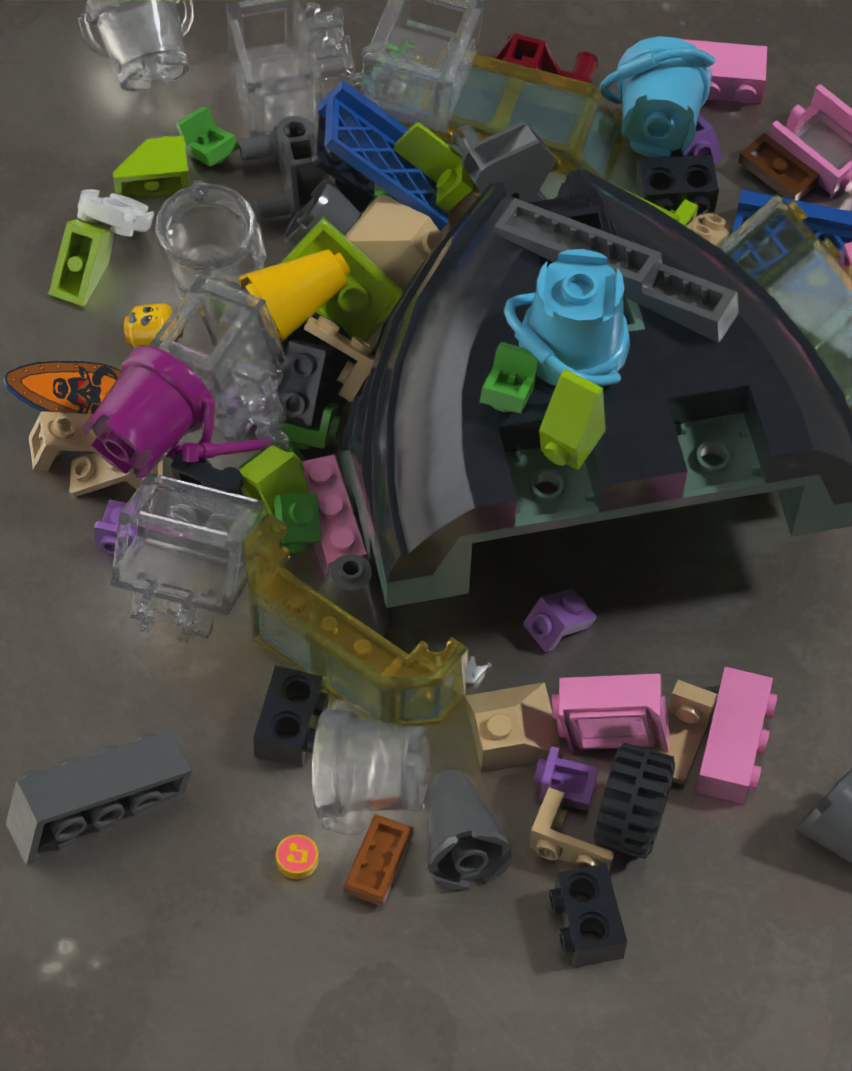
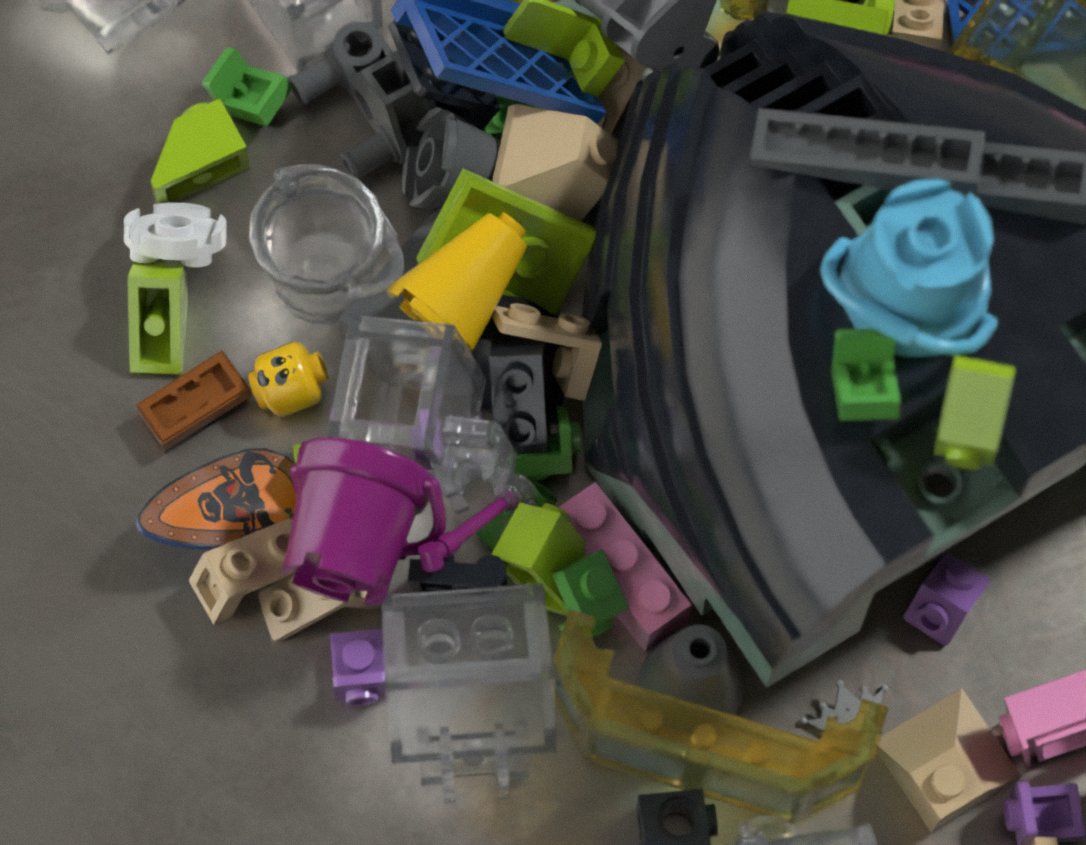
camera: 20 degrees left, 10 degrees up
(82, 323) = (193, 400): none -> dark orange plate

